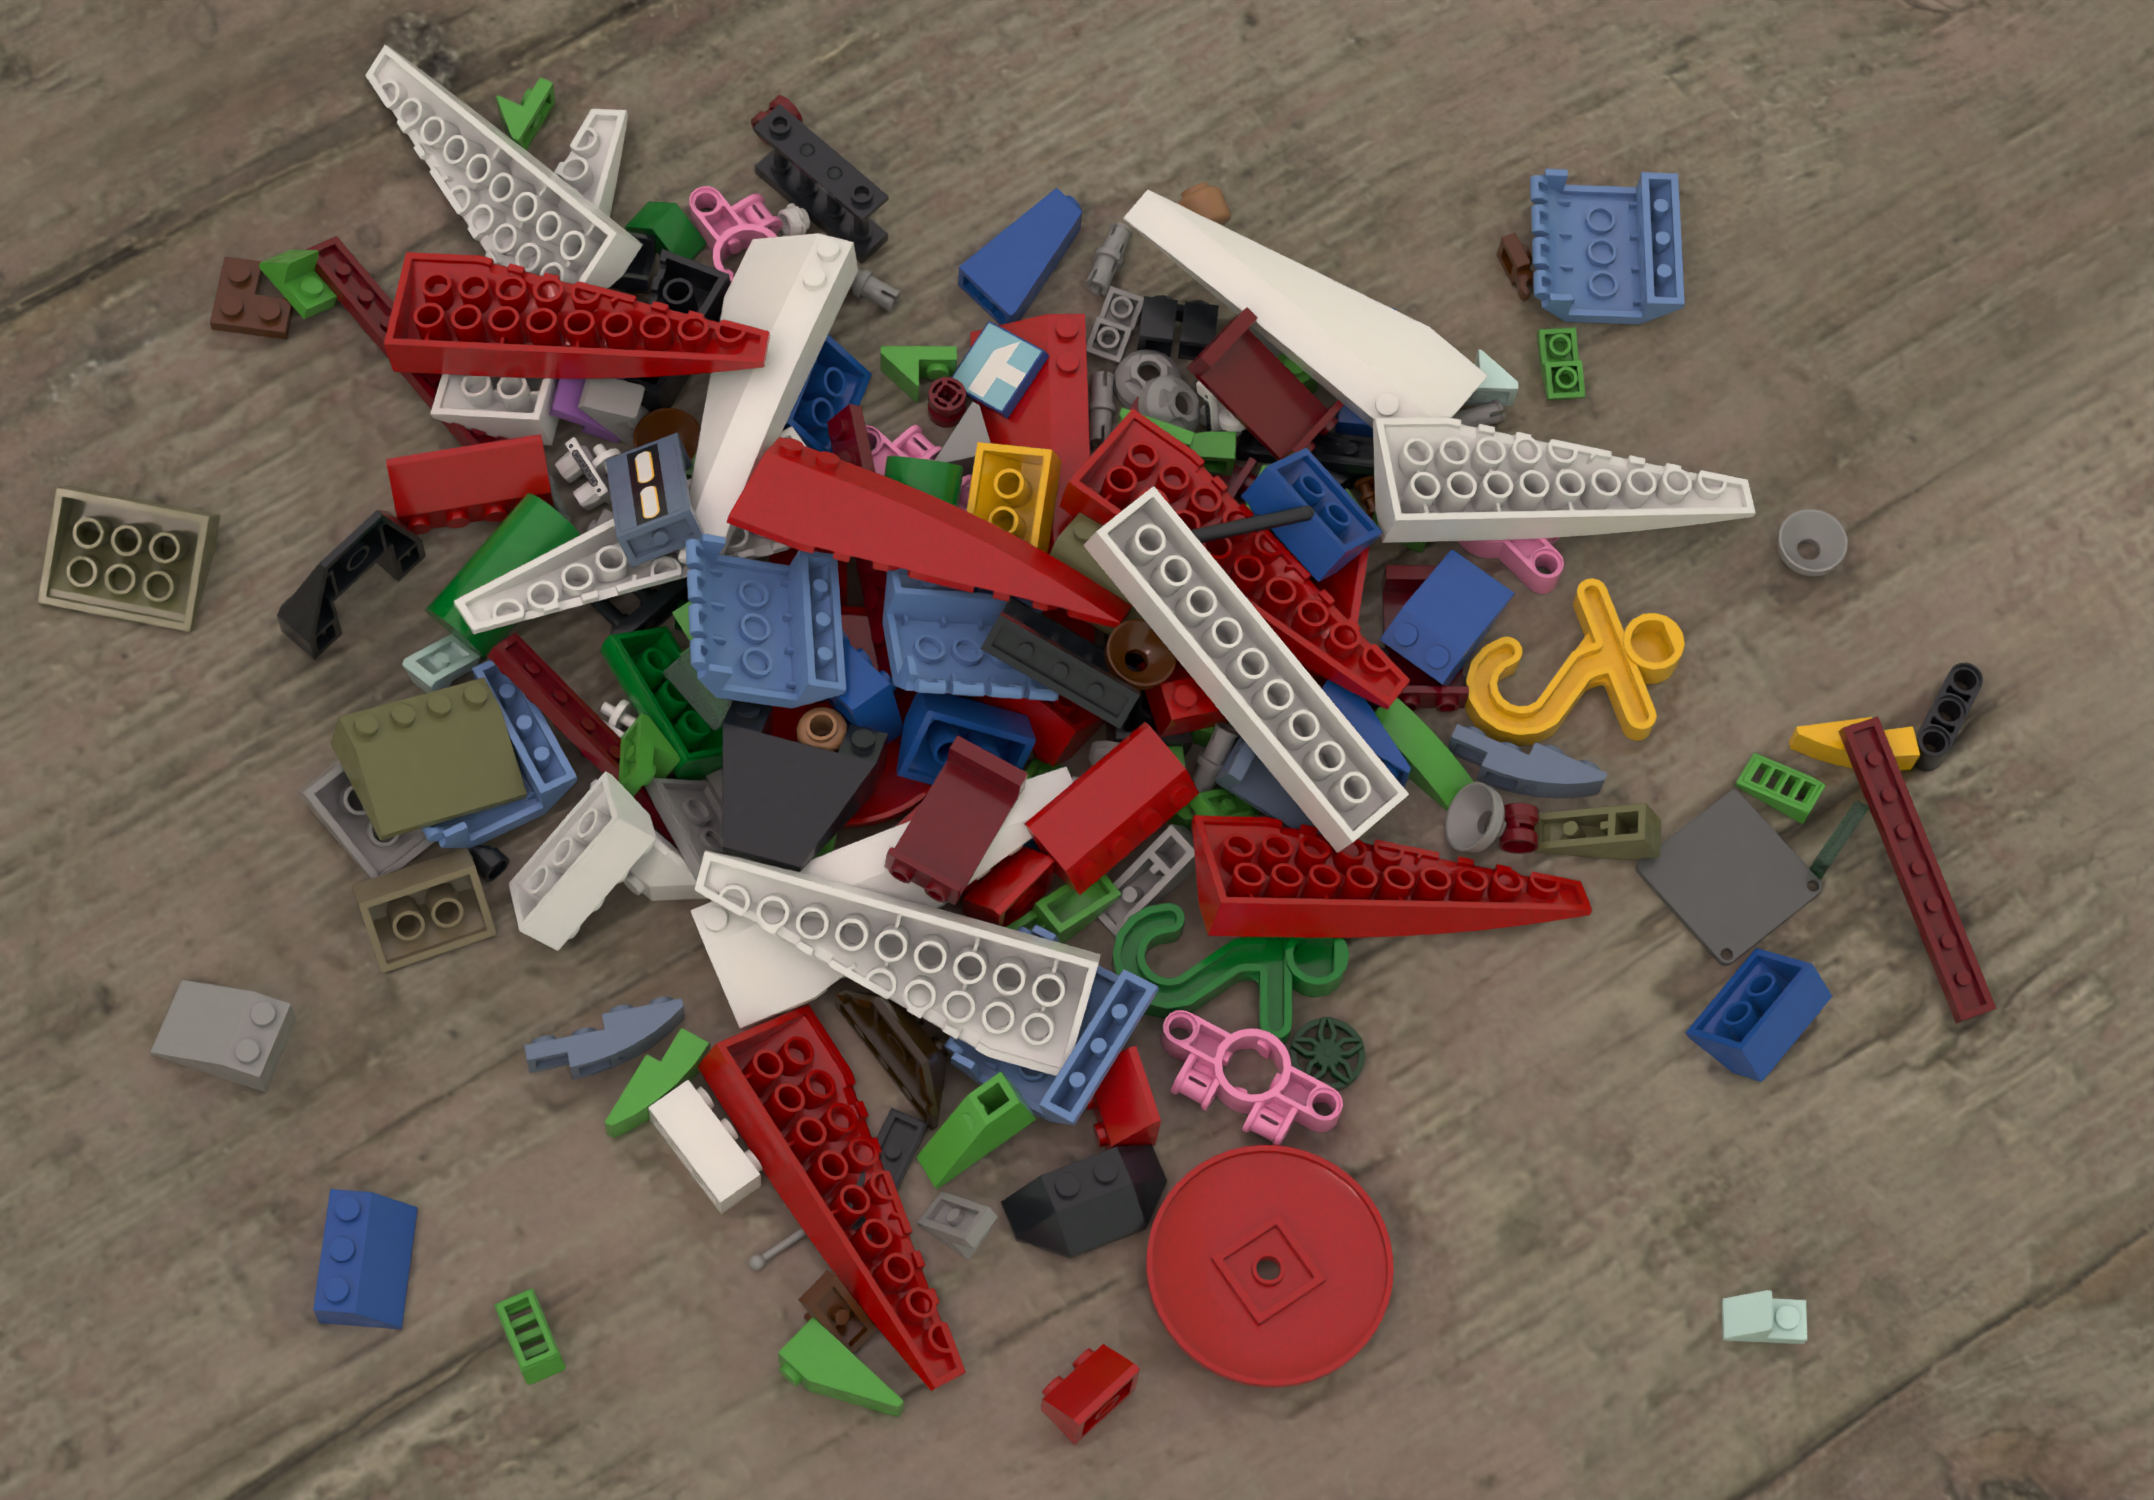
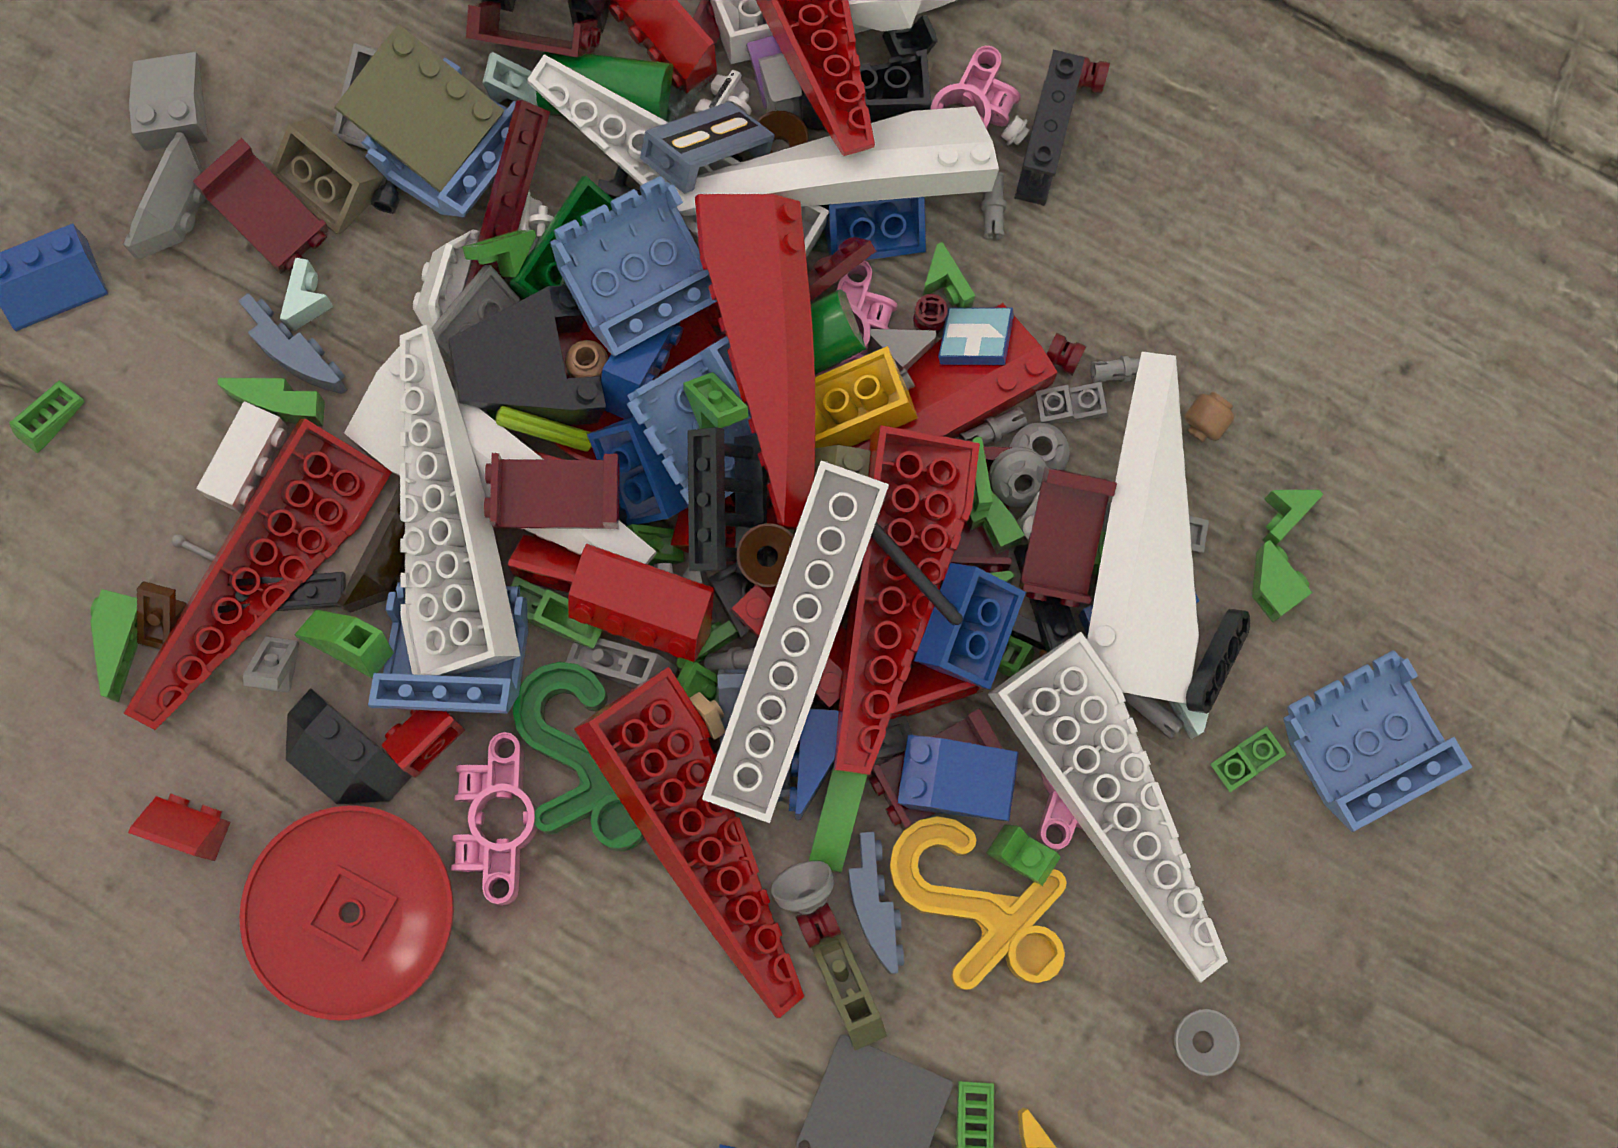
camera: 65 degrees right, 10 degrees up
(354, 1080) = (168, 203): none -> light grey wedge
(408, 620) = (484, 26): none -> dark red panel
(429, 990) = (260, 206): none -> dark red panel
(558, 1005) = (301, 302): none -> light aqua slope
(581, 863) = (398, 253): white slope -> none
(670, 227) = (951, 52): green slope -> none
(869, 810) = (543, 428): none -> lime axle
(950, 623) = (714, 402): none -> bright green slope
(1020, 259) = (1086, 306): blue slope -> none
(1066, 299) = (1072, 354): none -> dark red wheel
(1158, 325) = (1094, 442): black piece -> none
(1258, 806) = (710, 713): none -> tan plate
(1327, 1052) = (551, 870): dark green wheel -> none
(1340, 191) = (1291, 507): none -> bright green slope
(1403, 245) = (1276, 583): none -> bright green slope
(1456, 331) = (1218, 661): none -> black beam
(1516, 263) = (1317, 677): reddish brown plate -> none
(1549, 605) = (1023, 854): none -> bright green slope

